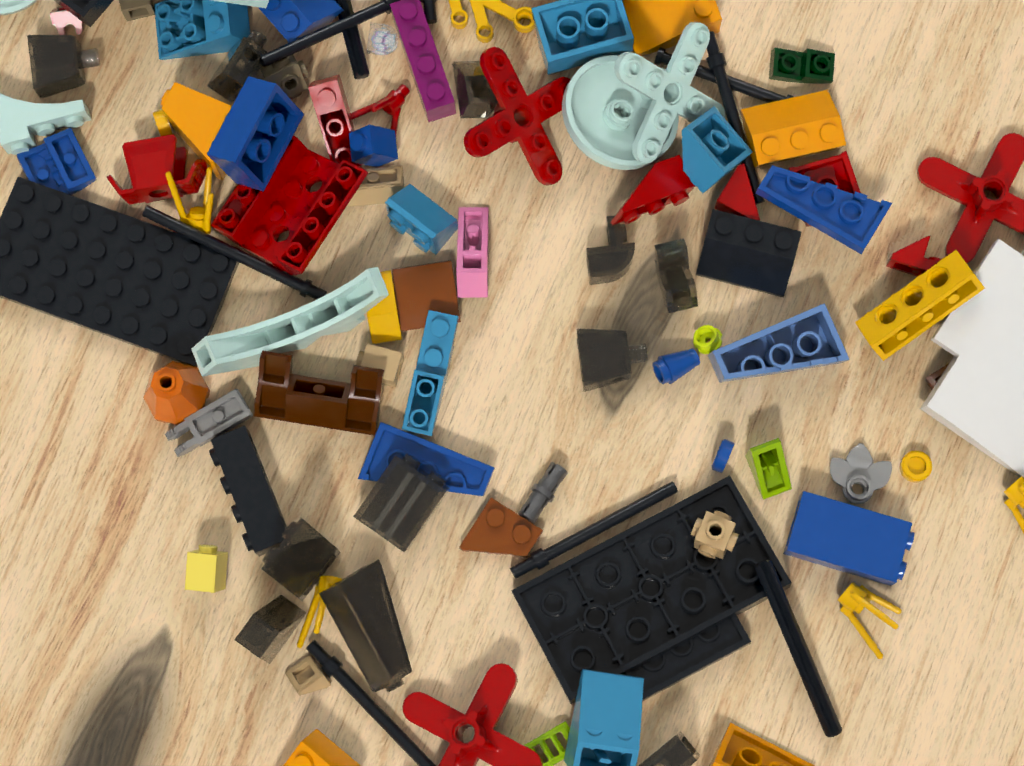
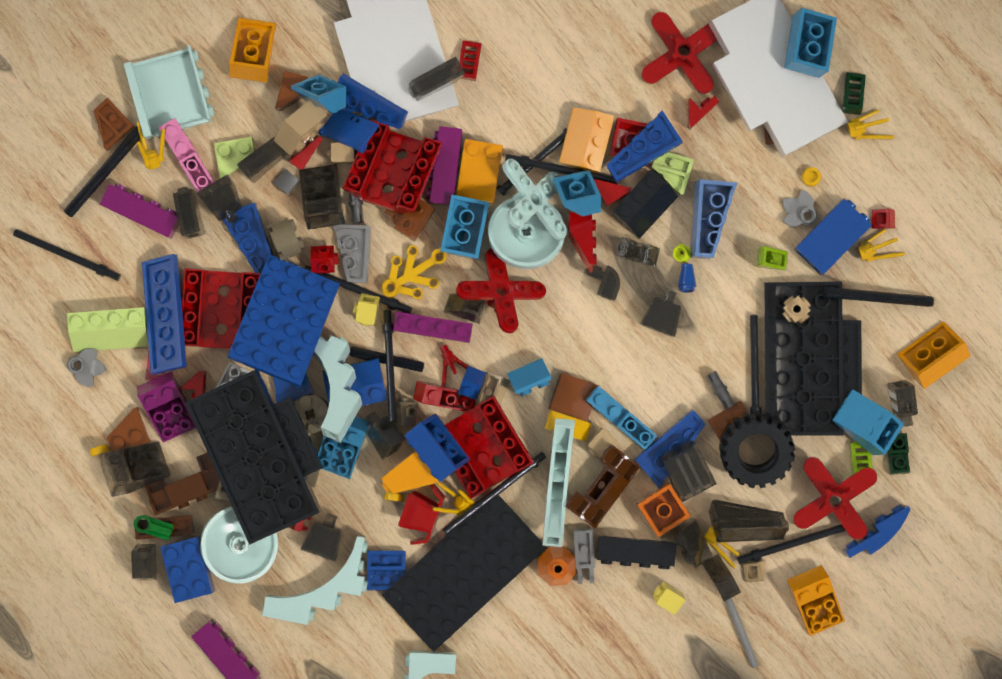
camera: 65 degrees left, 10 degrees up
(210, 702) = (742, 633): none -> light grey bar
(328, 496) = (663, 510): none -> orange brick
(381, 39) = (406, 344): clear tile -> none
(443, 575) = (765, 472): none -> black tyre
(472, 252) = (562, 357): bright pink slope -> none
(722, 455) = (751, 279): blue tile -> none
(802, 67) = (549, 112): dark green slope -> none
(818, 269) = (674, 170): none -> yellowish green wing
(914, 601) = (883, 219): none -> red slope
(919, 305) = (733, 119): yellow brick -> none

